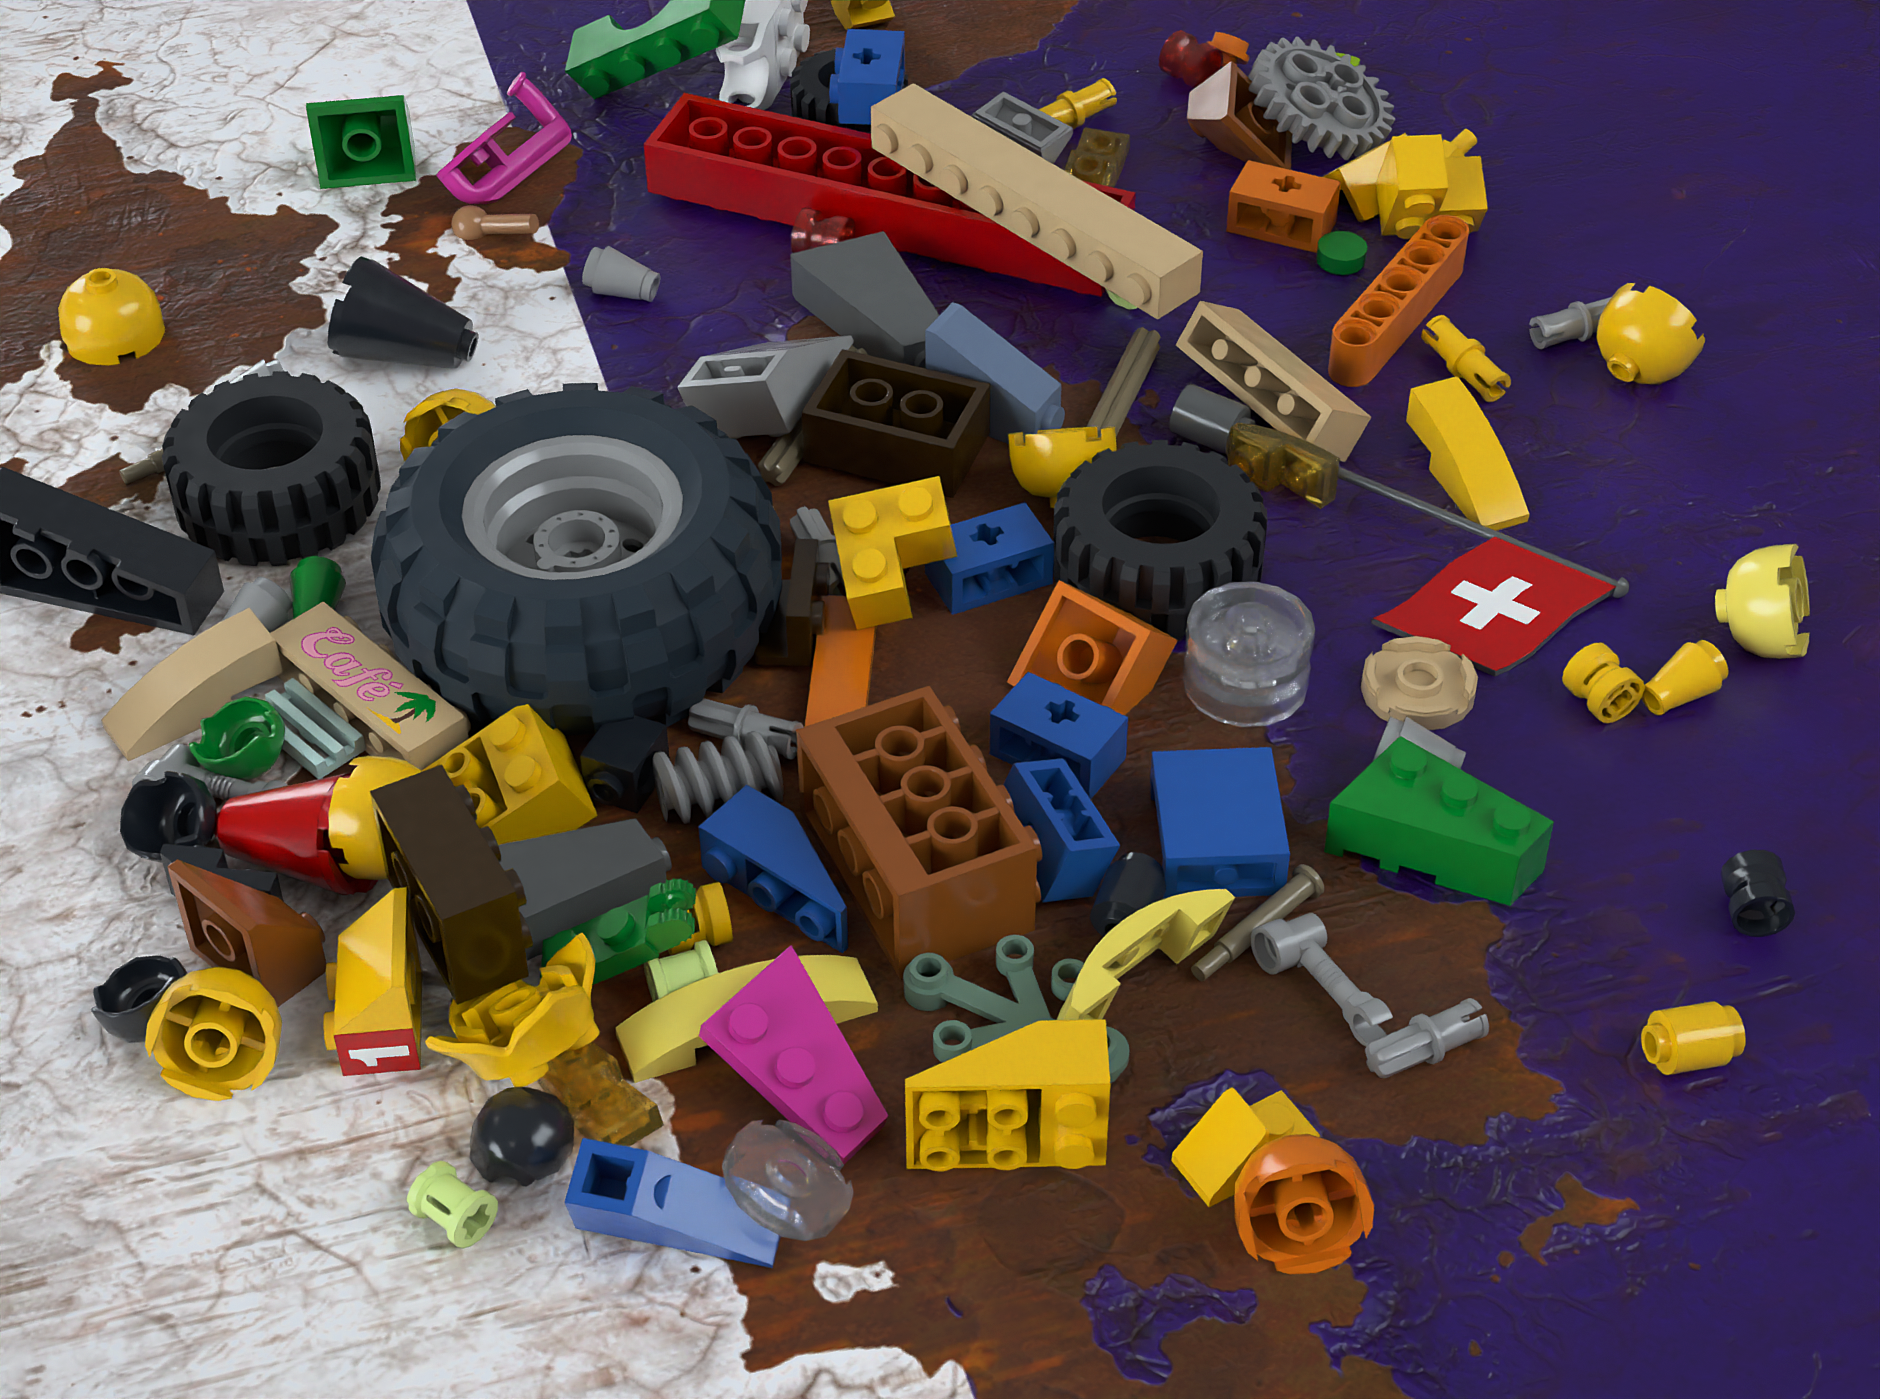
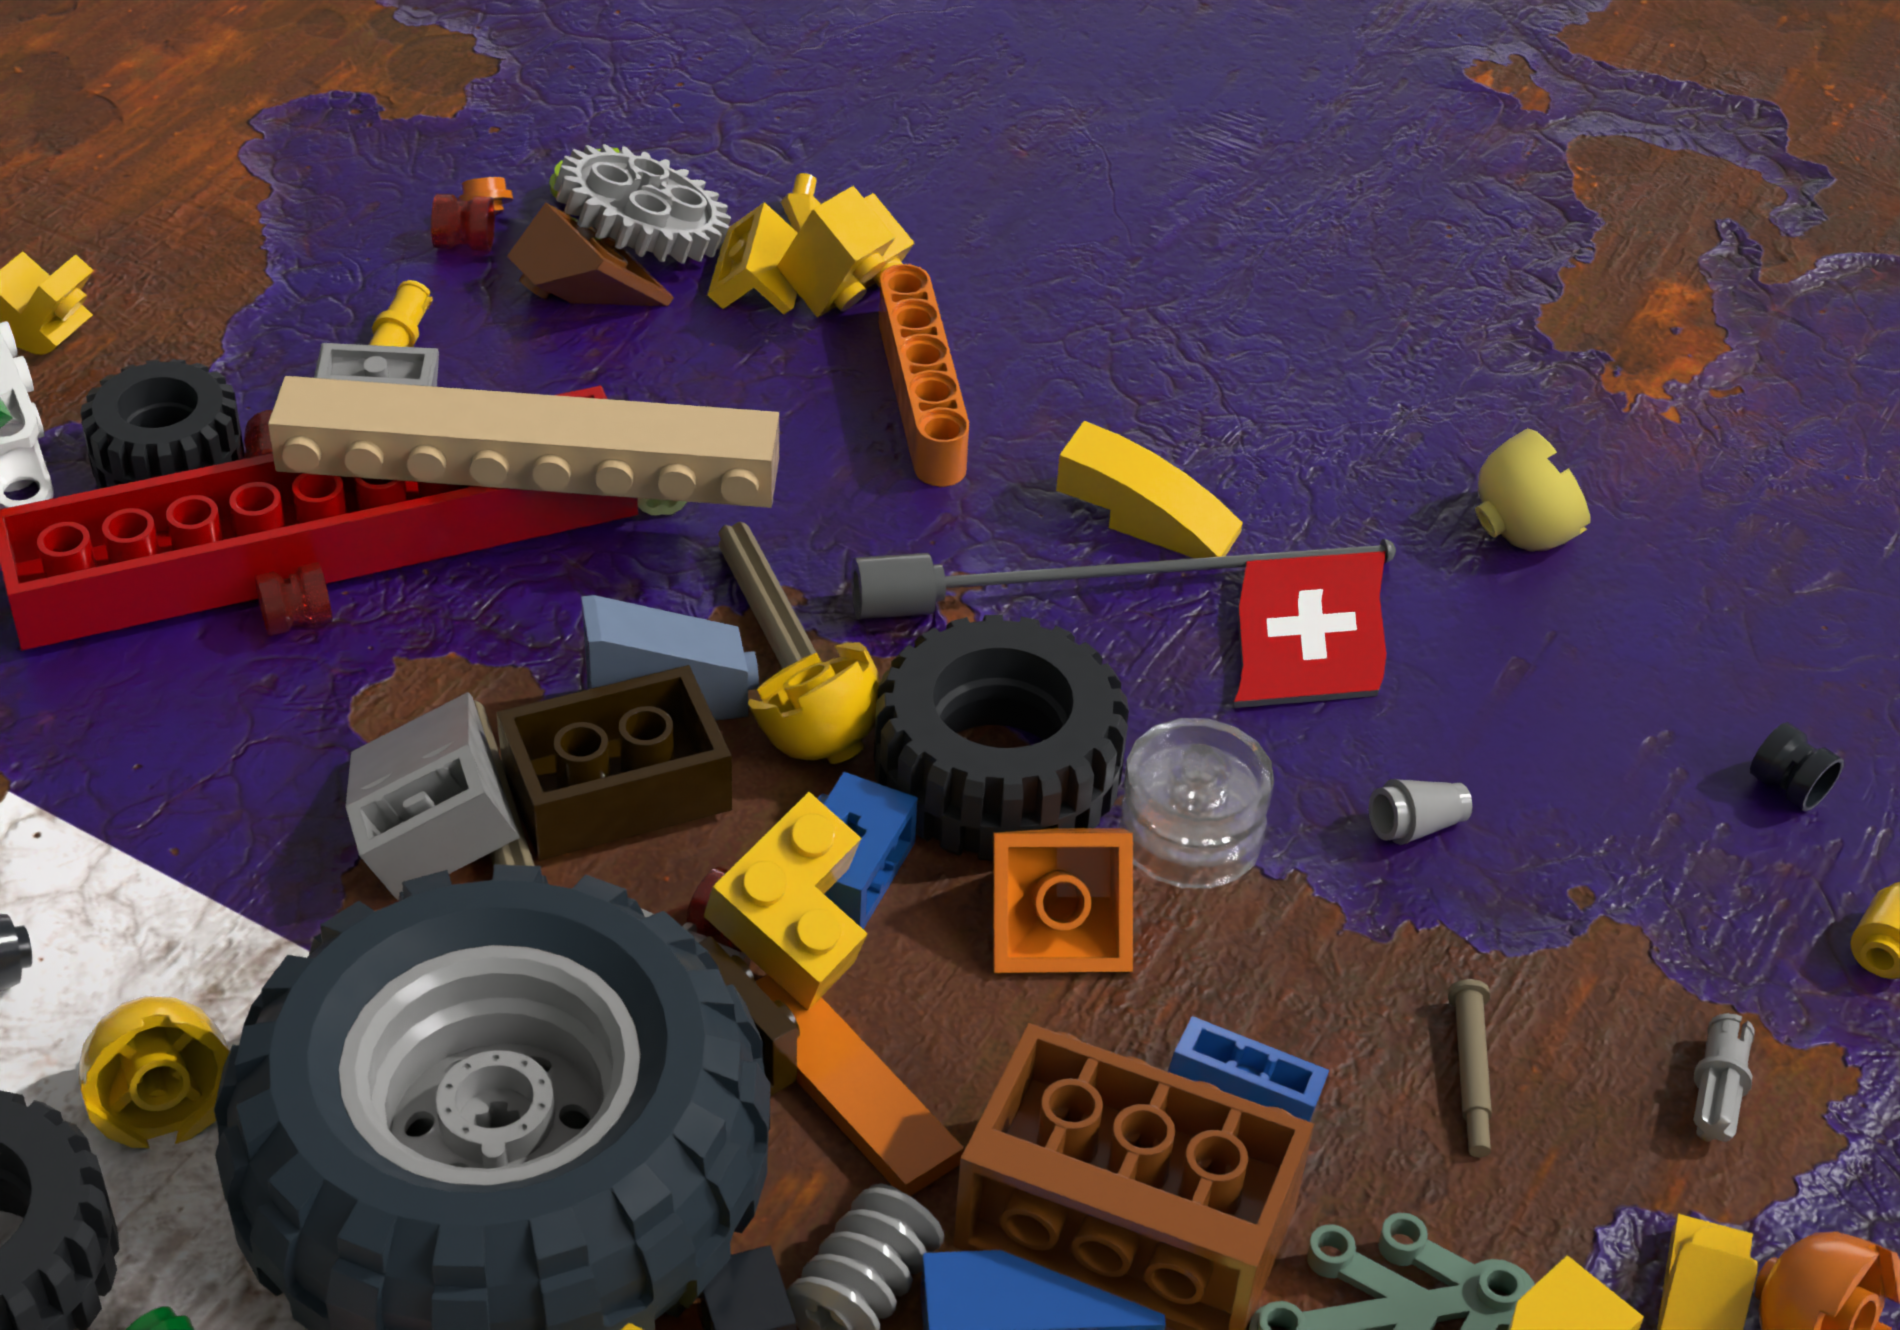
camera: 45 degrees left, 0 degrees up
(619, 275) = (107, 764): light grey cone -> none
(726, 720) = (817, 1190): light grey axle -> none
(866, 72) = (206, 391): blue brick -> none
(866, 293) = (434, 643): dark grey slope -> none
(1050, 722) = (1121, 992): blue brick -> none
(1099, 156) = (476, 364): clear yellow slope -> none
(1126, 888) = (1363, 1121): black brick -> none
(1172, 924) = (1467, 1239): light yellow slope -> none
(1220, 821) = (1351, 984): blue panel -> none
(1271, 379) = (912, 514): tan brick -> none
(1281, 458) = (1005, 588): clear yellow slope -> none
(1282, 206) = (717, 332): orange brick -> none
(1300, 943) = (1525, 1066): light grey brick -> none
(1341, 252) = (810, 352): green tile -> none
(1419, 681) = (1335, 742): tan tile -> none
(1440, 822) = (1521, 864): green wedge -> none
(1466, 358) = (1035, 400): yellow pin -> none
(1571, 323) = (1085, 316): light grey axle -> none
(1607, 687) = (1498, 650): yellow wheel -> none
(1647, 336) = (1173, 298): yellow cylinder -> none
(1688, 675) = (1533, 600): yellow cone -> none

